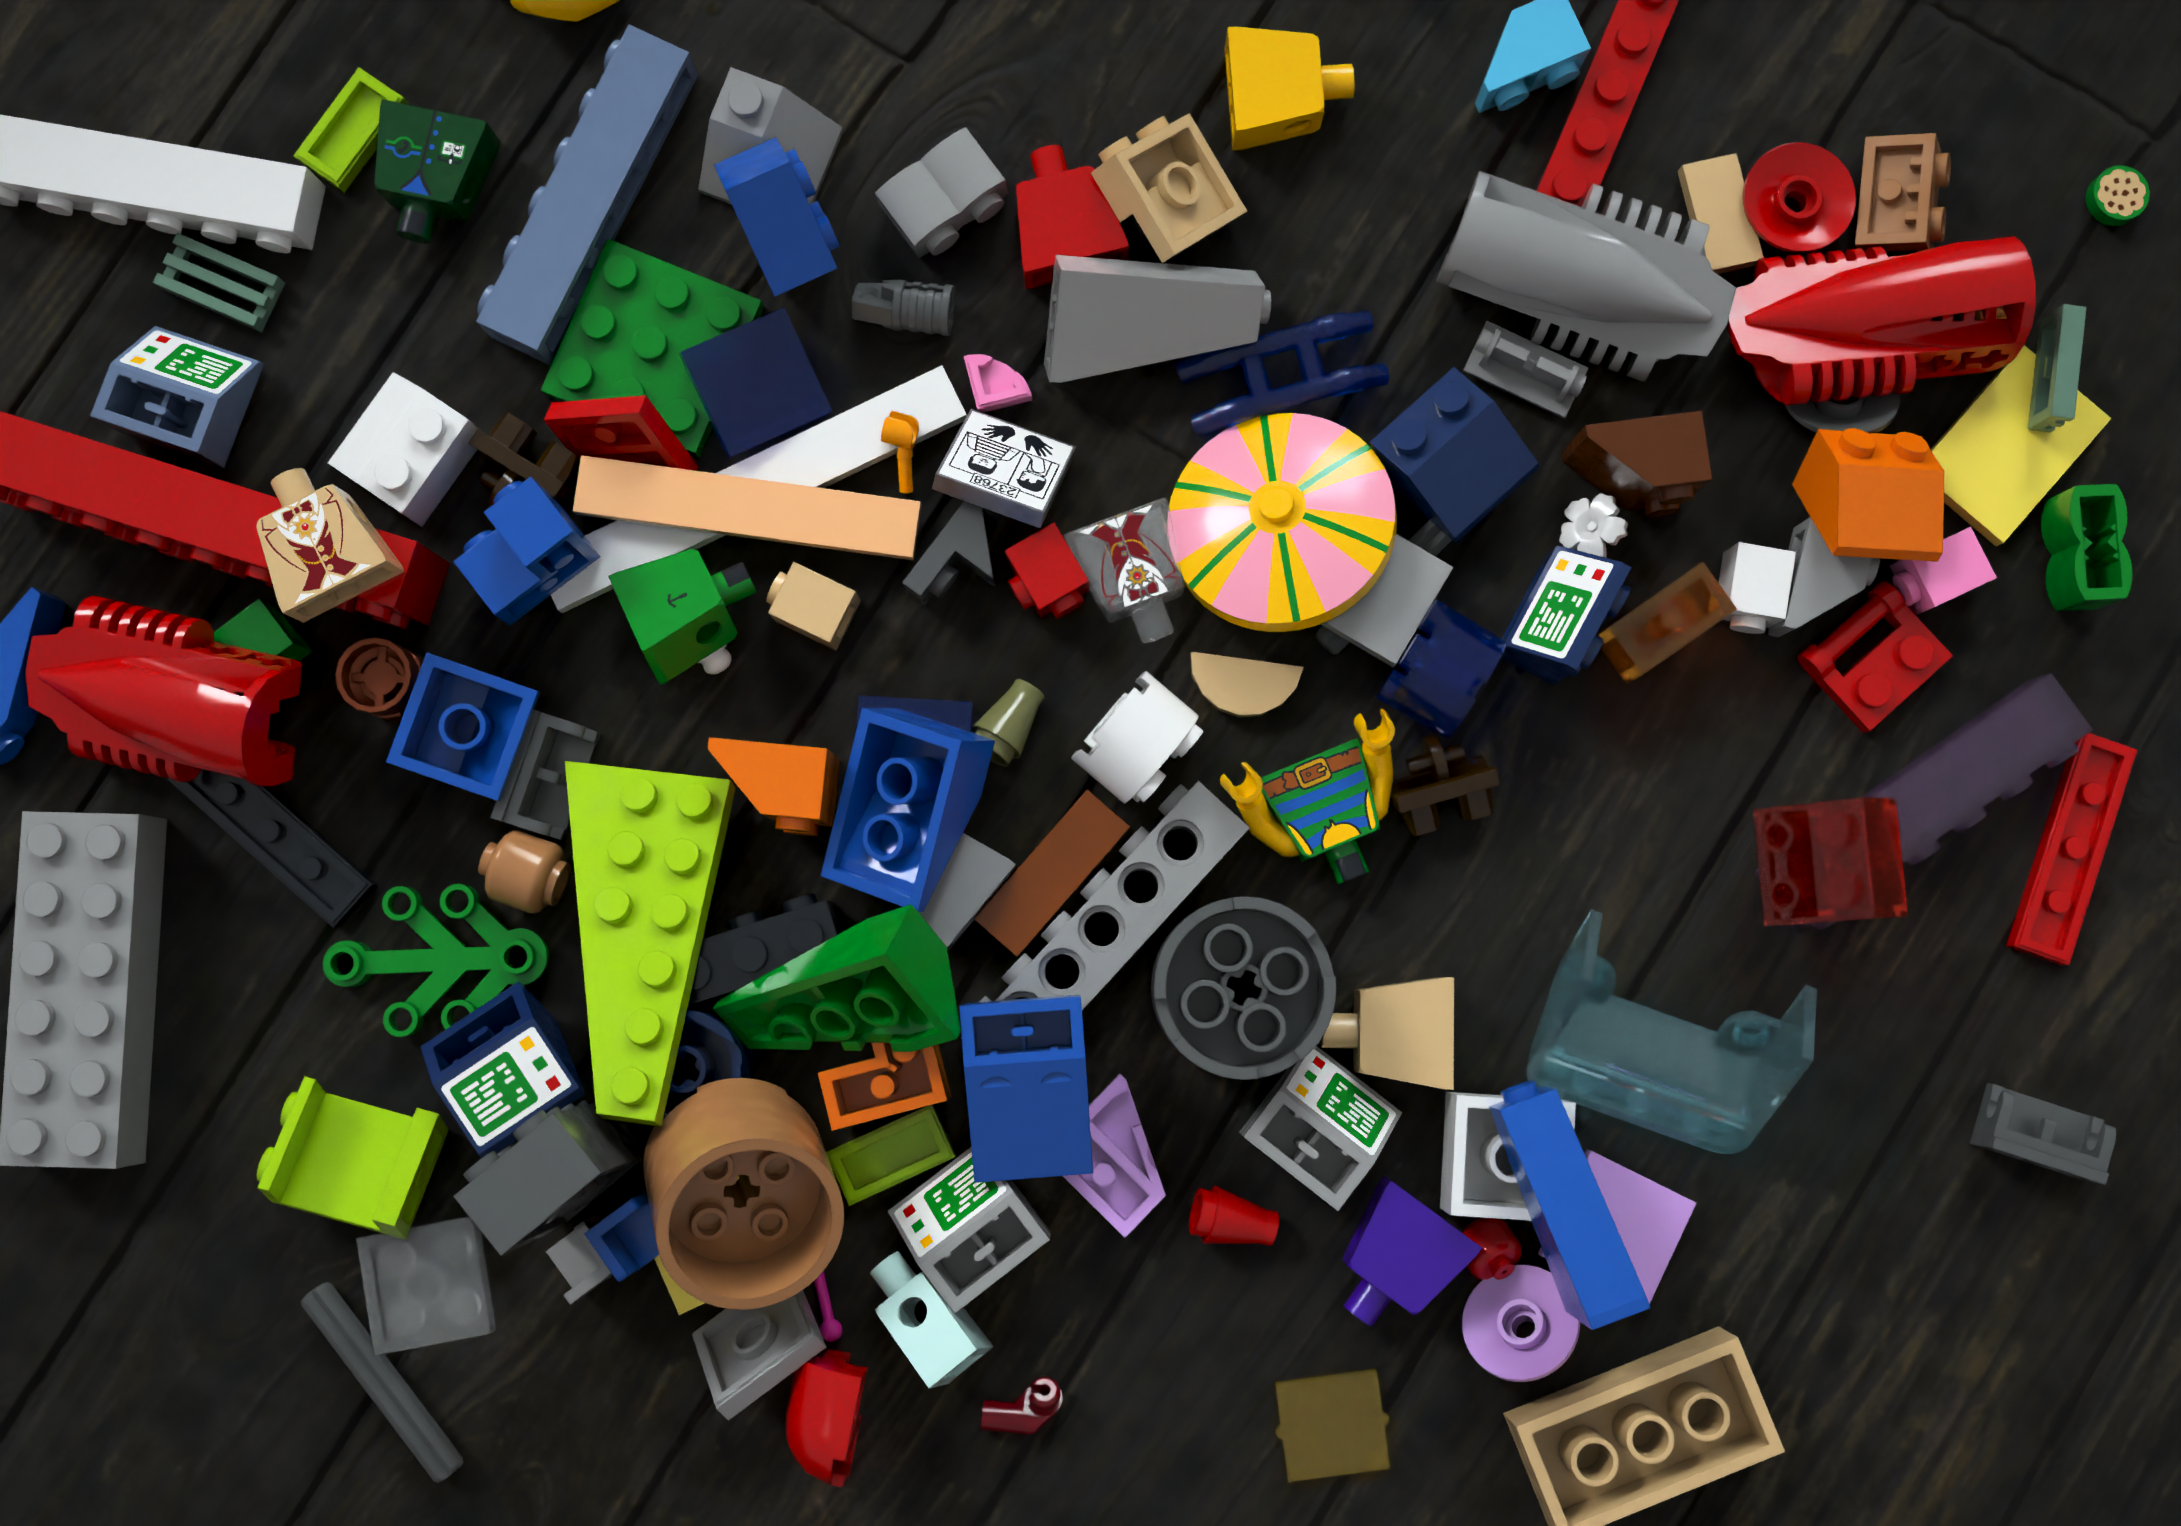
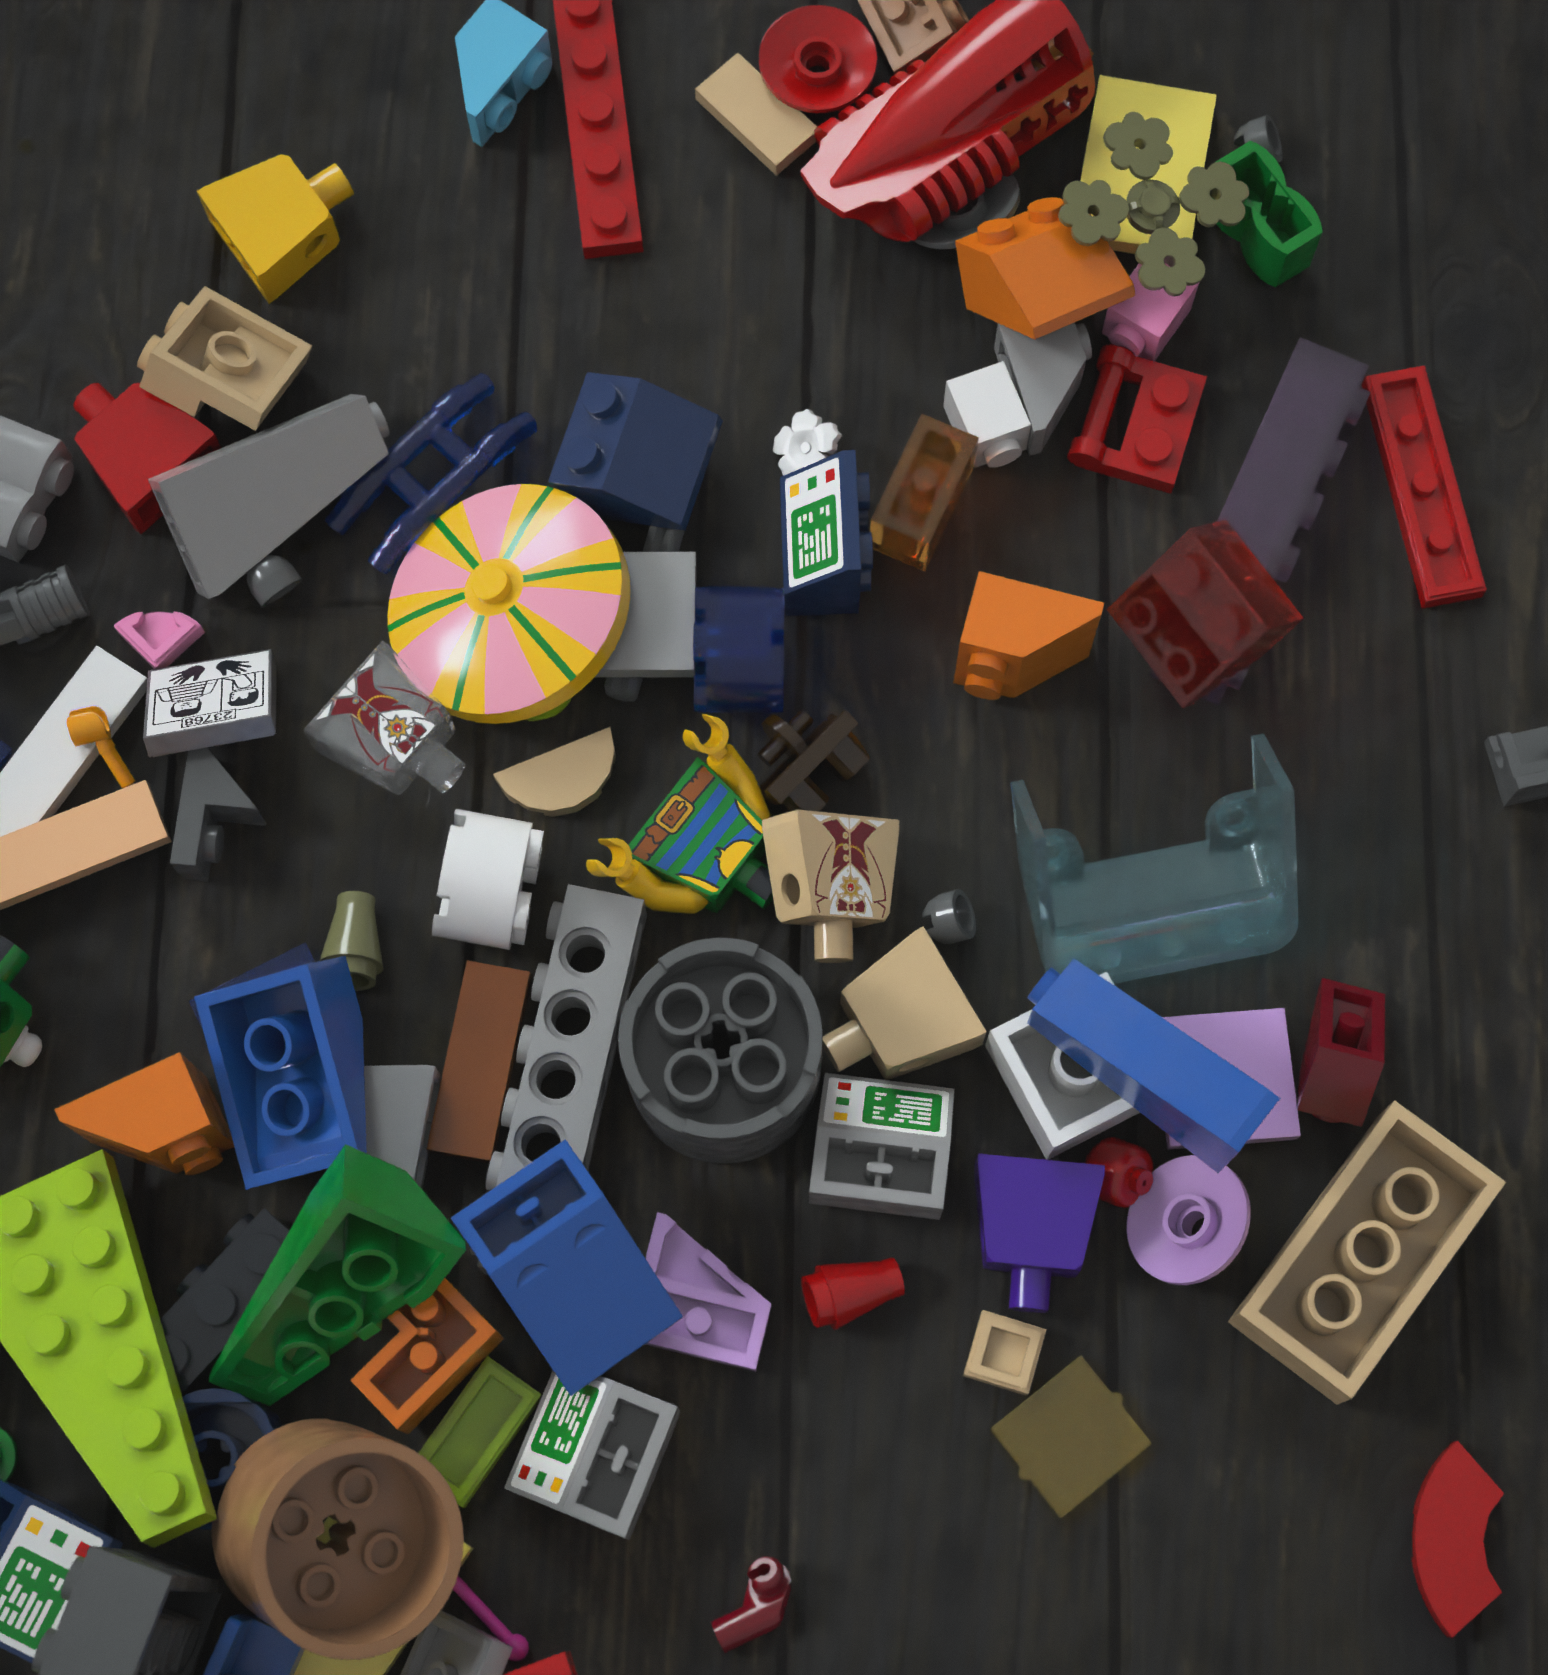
camera: 30 degrees left, 10 degrees down
(812, 605) = (94, 939): tan brick -> none
(944, 1341) = (626, 1576): light aqua torso -> none
(1046, 574) = (309, 779): red brick -> none
(1107, 390) = (272, 579): none -> dark grey hinge
(1319, 1333) = (1004, 1352): none -> tan tile
(1406, 894) = (831, 874): none -> tan torso
(1480, 976) = (951, 917): none -> dark grey hinge
(1526, 369) = (660, 344): light grey hinge -> none
(1591, 273) = (663, 223): light grey connector -> none
(1644, 460) = (812, 358): reddish brown slope -> none
(1670, 787) = (1021, 636): none -> orange slope
(1720, 1266) = (1342, 1053): none -> dark red slope
(2001, 495) = (1153, 204): none -> olive plant
(2057, 368) = (1136, 68): sand green tile -> none
(2124, 473) = (1263, 132): none -> dark grey hinge

